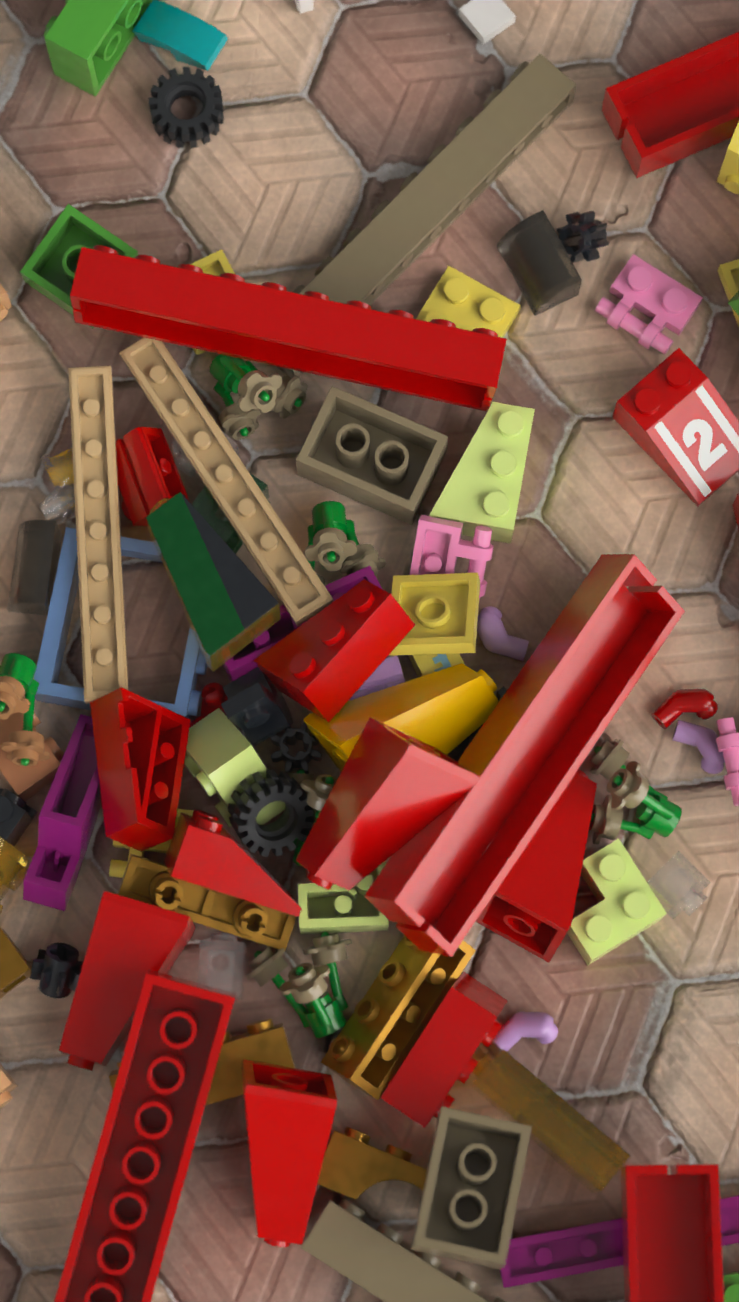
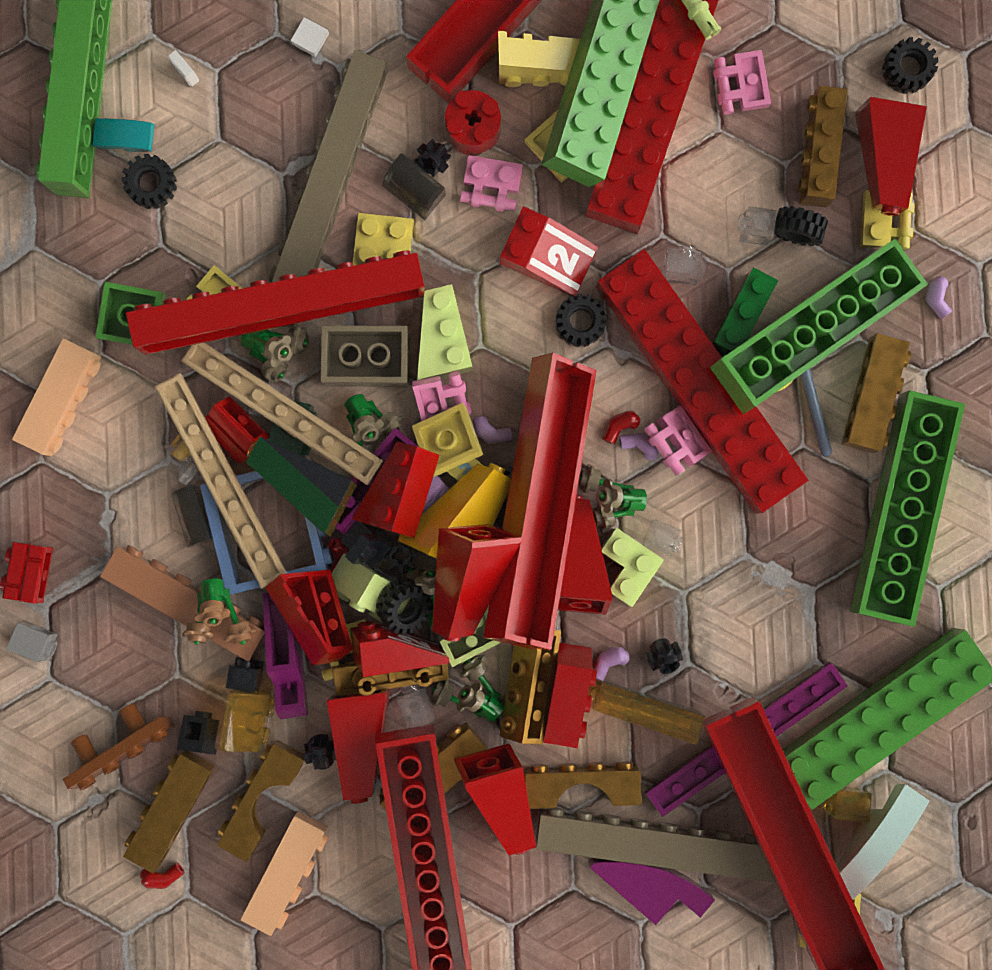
camera: 25 degrees left, 10 degrees up
(471, 1188) = (621, 776): dark tan brick -> none
(608, 1055) = (664, 656): none -> black gear
(679, 209) = (478, 107): none -> red brick
(703, 516) = (586, 304): none -> black tyre

